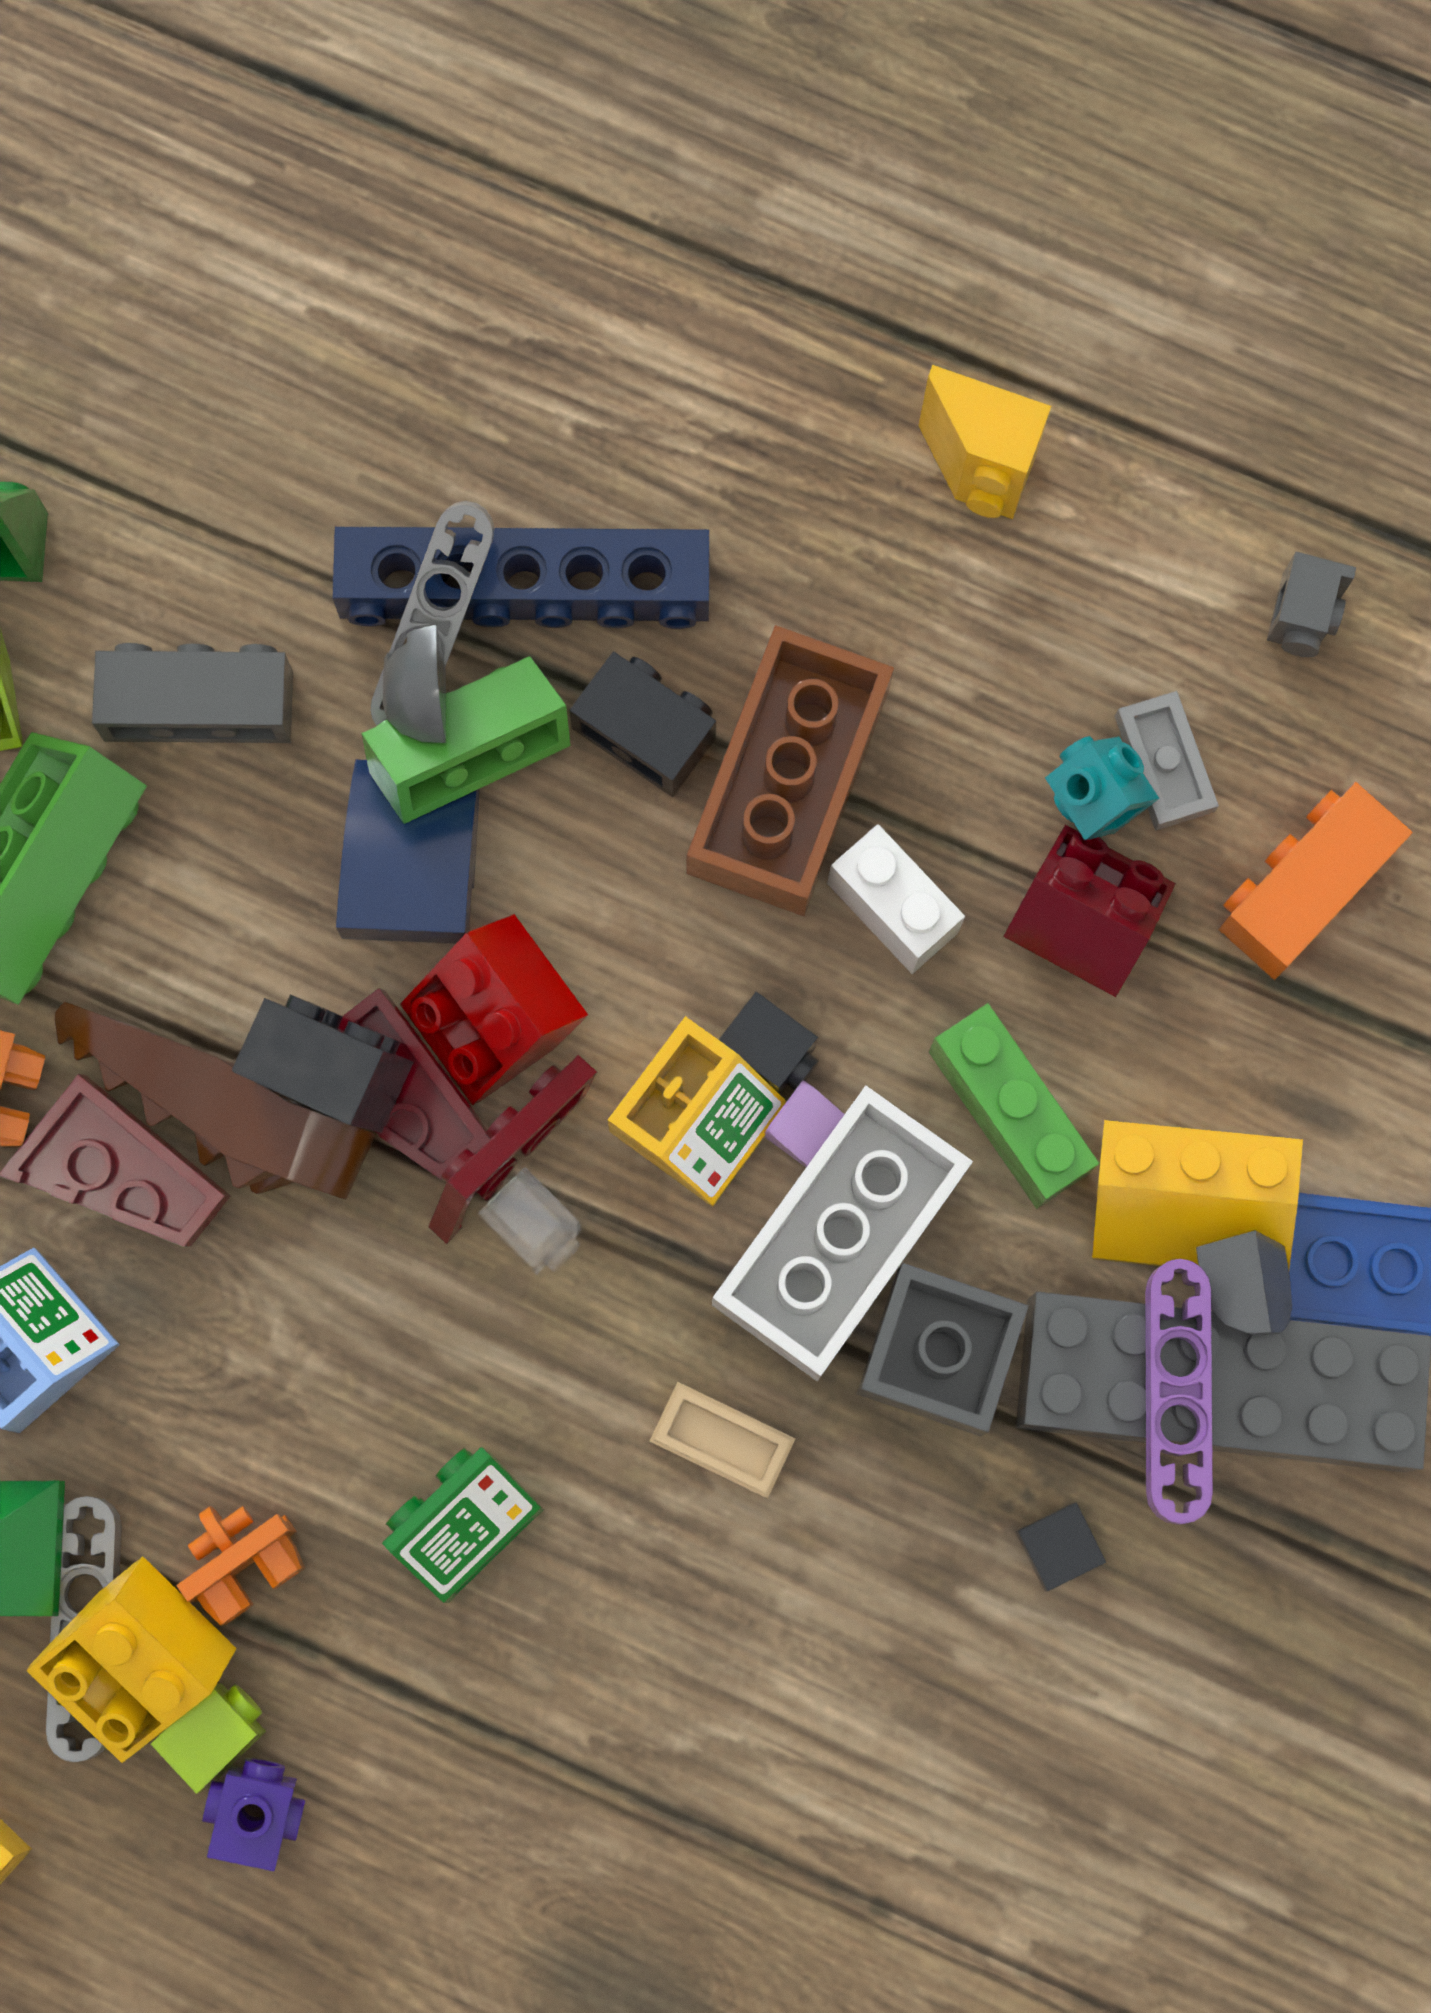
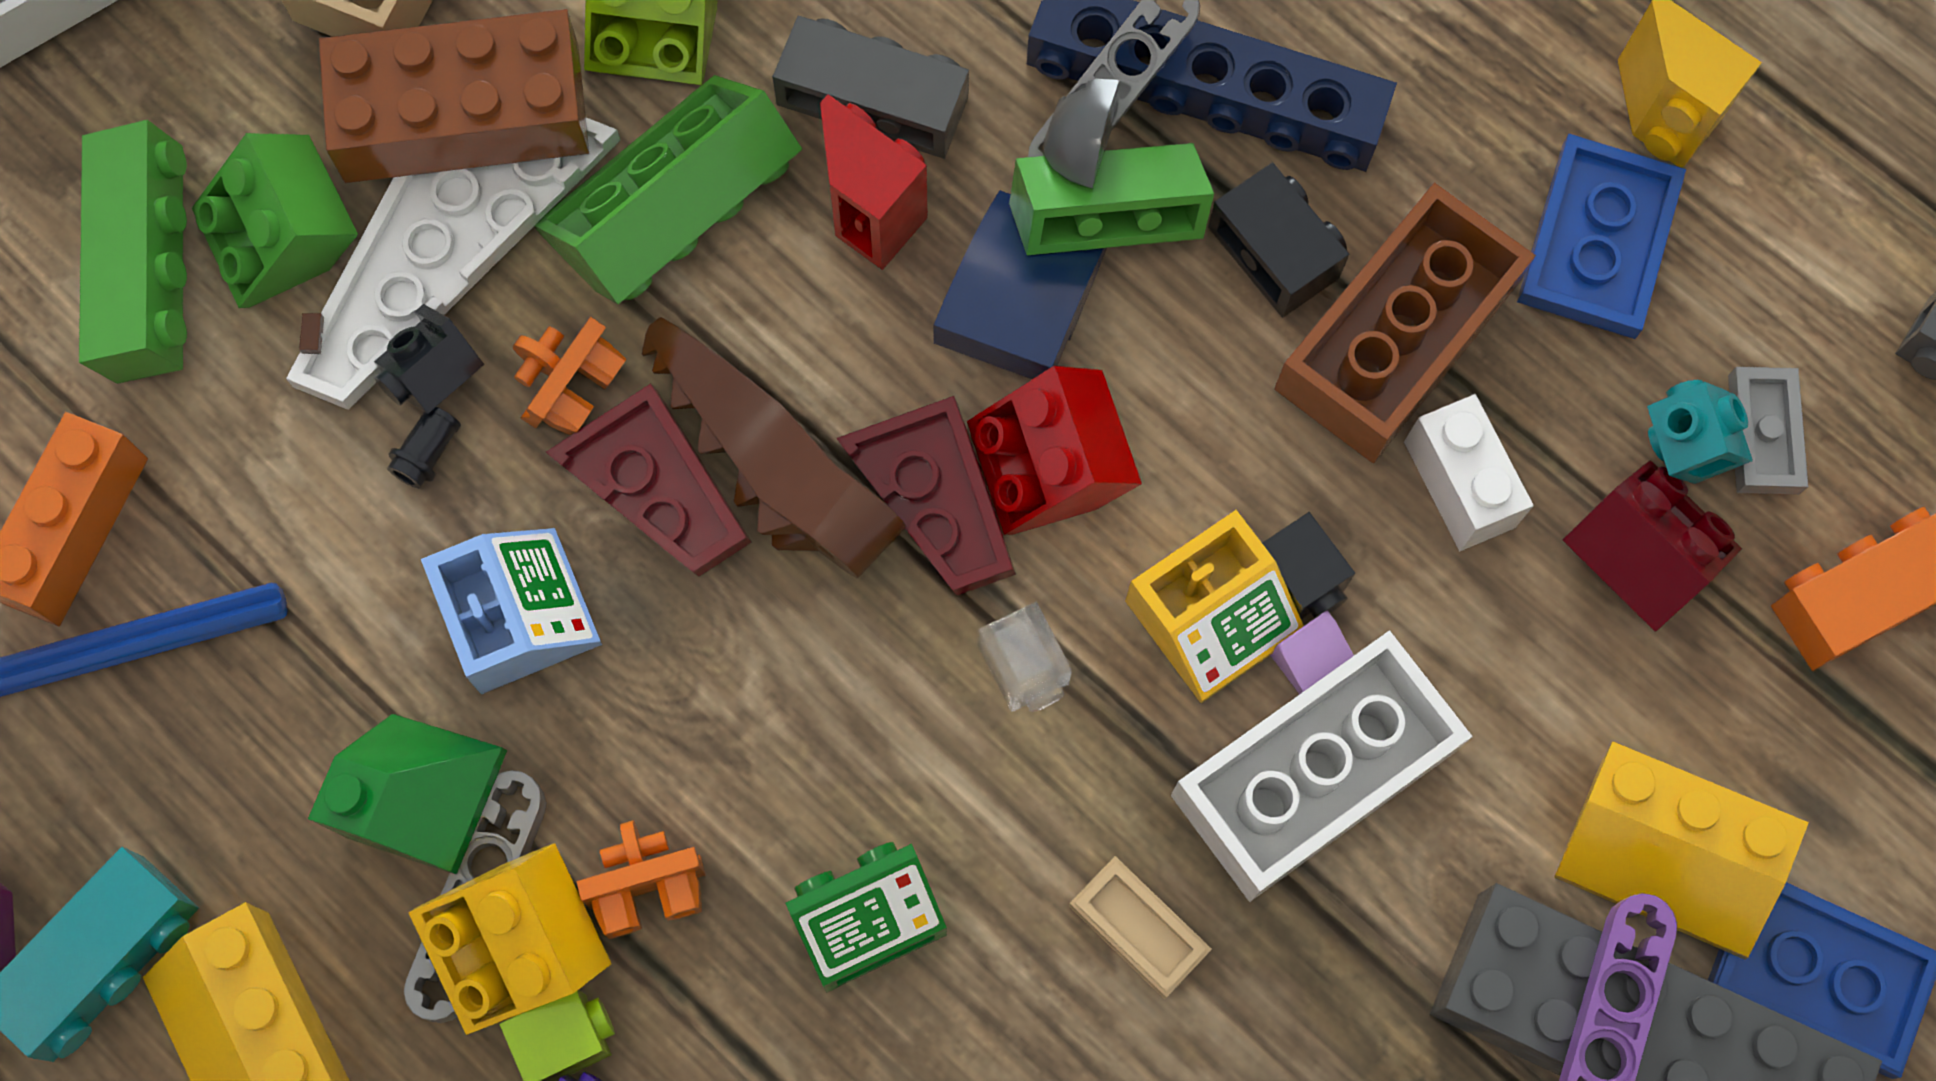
camera: 20 degrees right, 5 degrees down
(228, 804) = (873, 183): none -> red slope
(330, 1069) = (880, 440): black brick -> none
(513, 1131) = (1040, 568): dark red wing -> none
(942, 1350) = (1385, 910): dark grey brick -> none
(954, 616) = (1602, 236): none -> blue plate
(1012, 1106) = (1523, 702): bright green brick -> none
(1248, 1282) = (1713, 943): dark grey brick -> none

